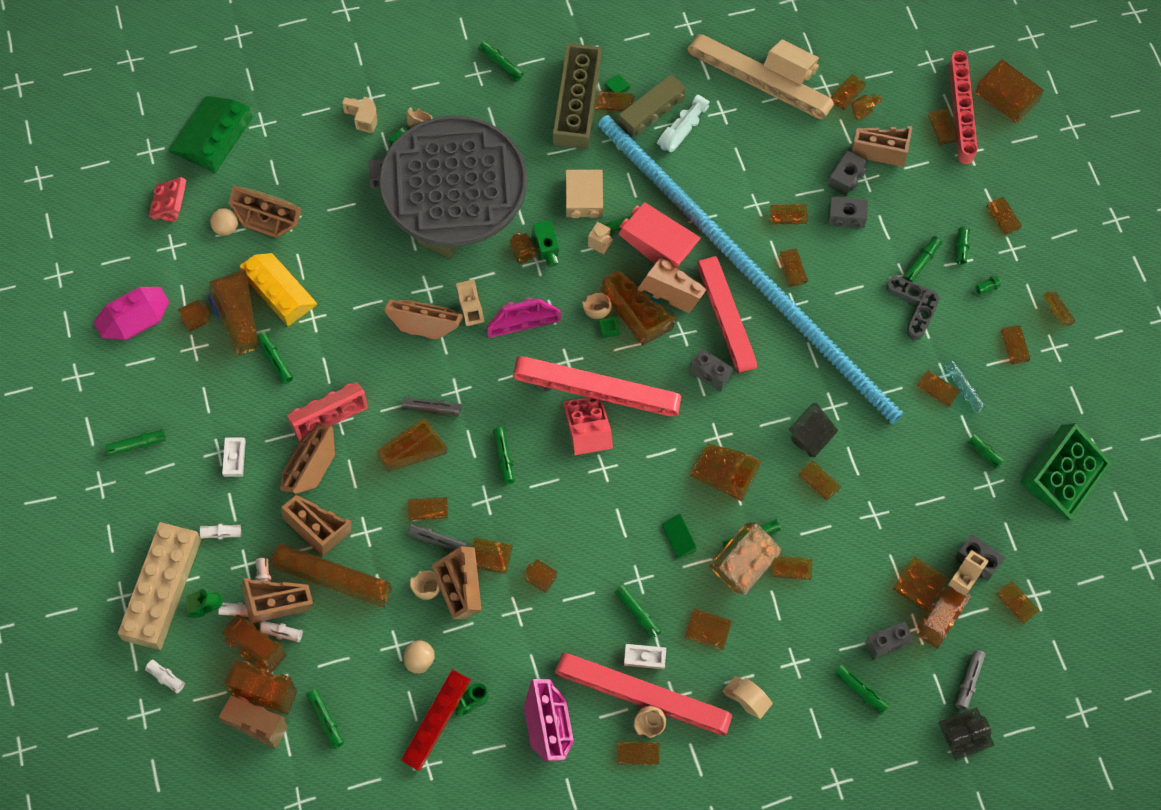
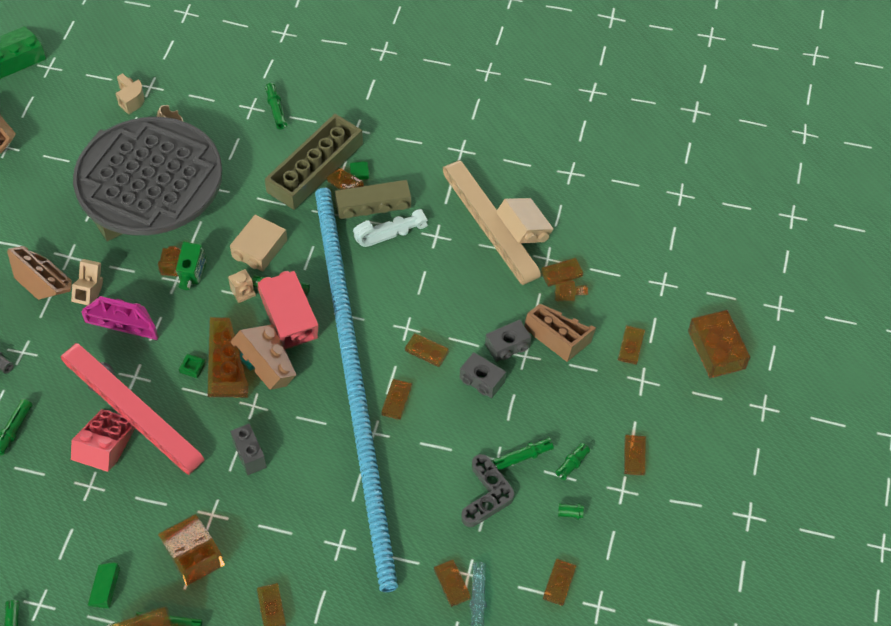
camera: 30 degrees right, 10 degrees down
(597, 305) = (193, 341): tan hair -> none
(727, 314) = (301, 409): coral beam -> none
(812, 430) = (298, 554): clear smoke plate -> none
(962, 96) = (661, 343): coral beam -> none
(1058, 308) = (626, 570): clear orange plate -> none

